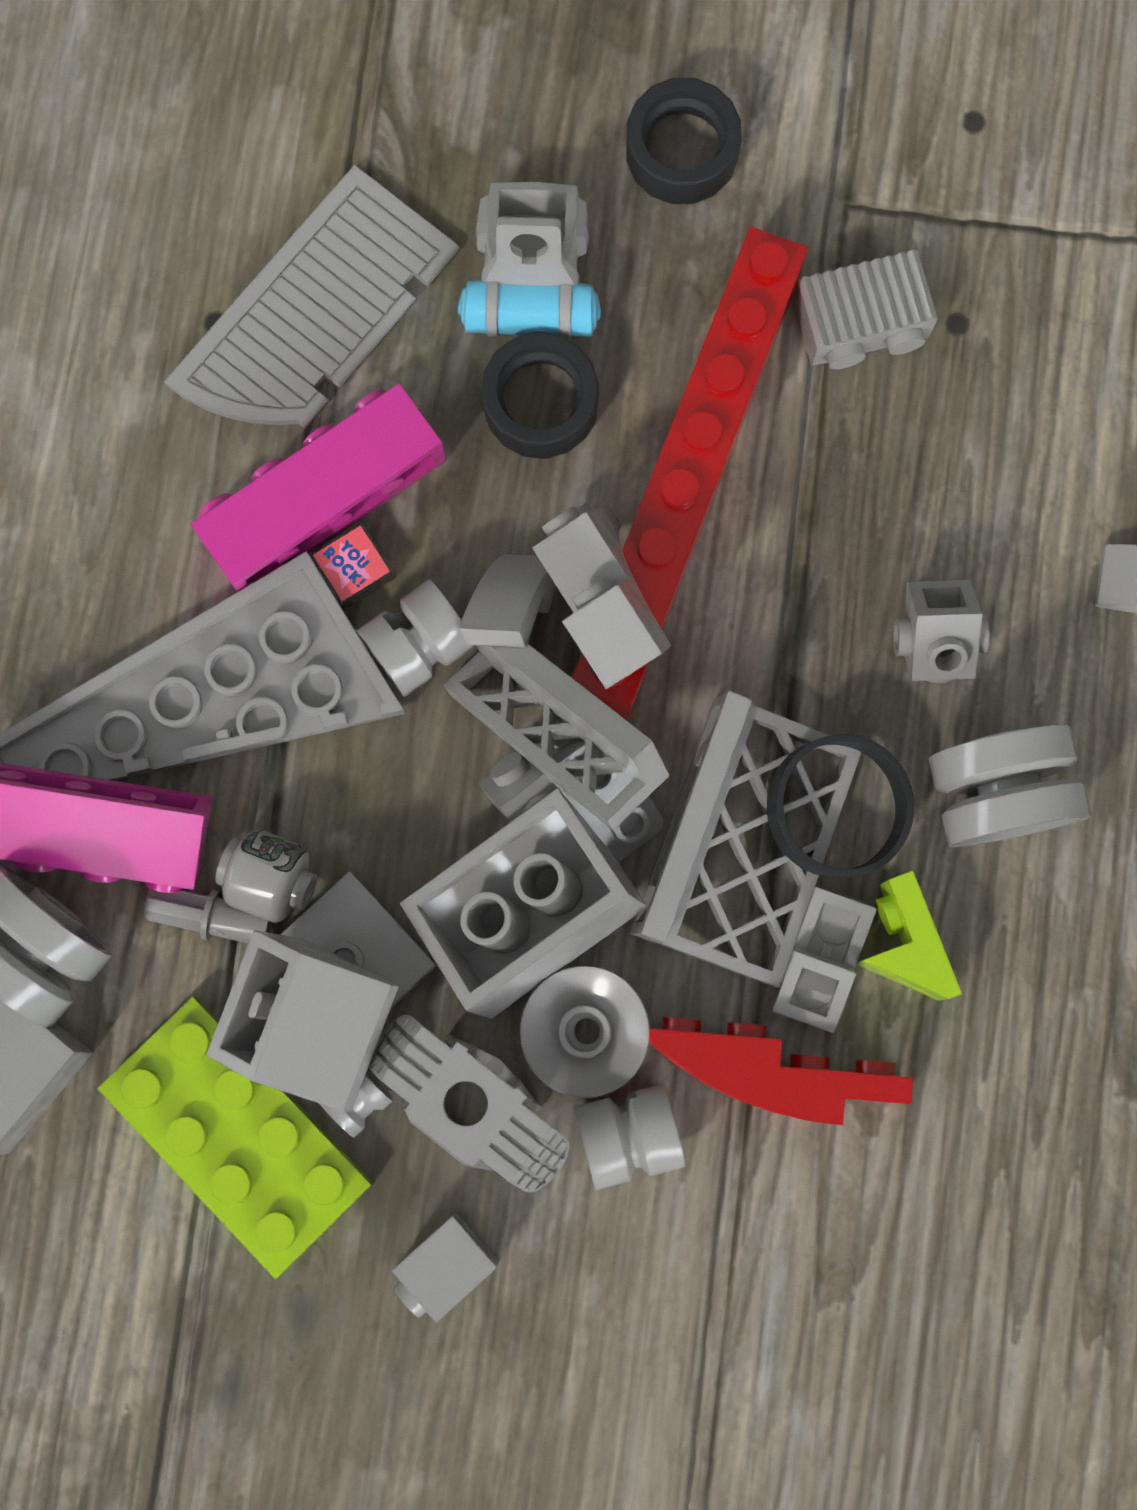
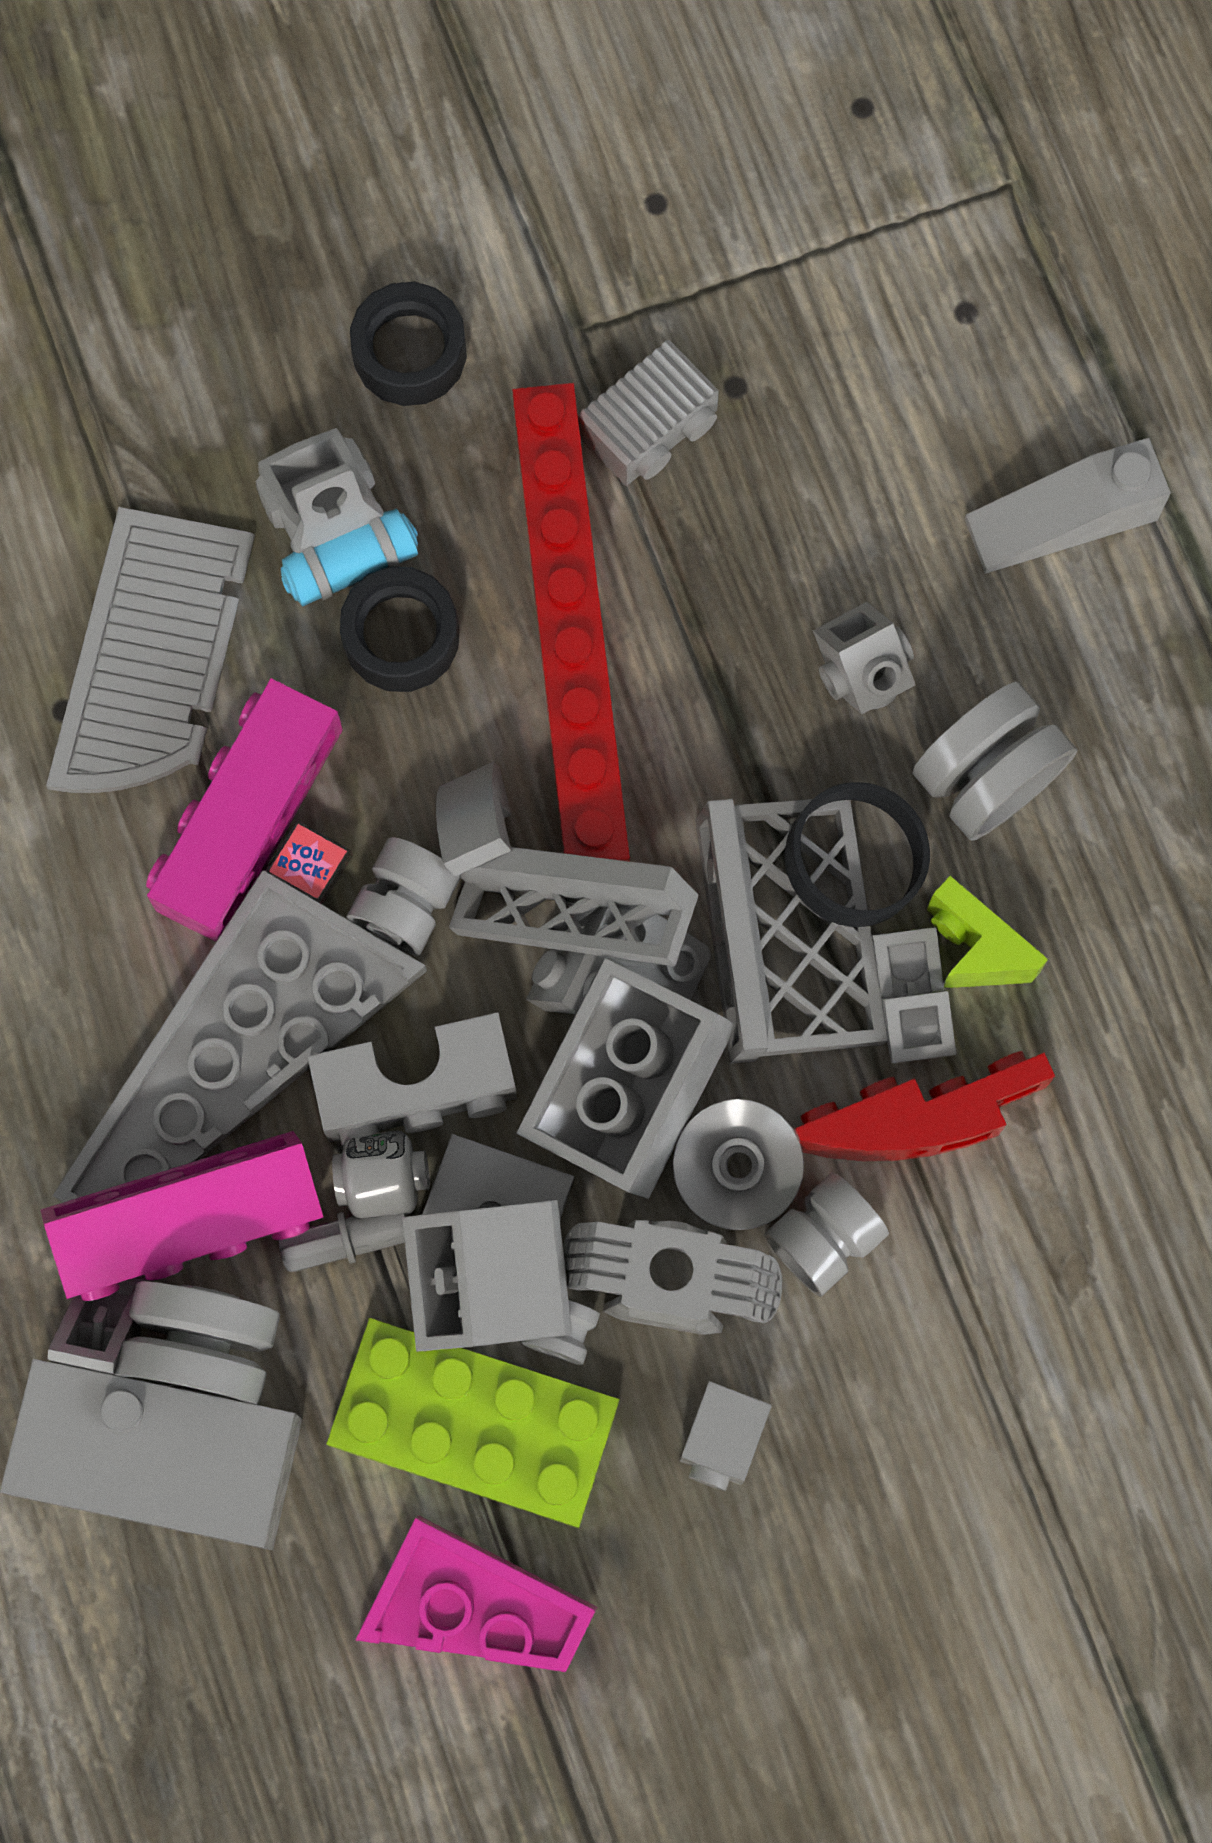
camera: 30 degrees left, 5 degrees down
(152, 1297) = (474, 1604): none -> dark pink wing
(283, 797) = (469, 1077): none -> light grey arch
(593, 576) = (555, 769): light grey arch -> none

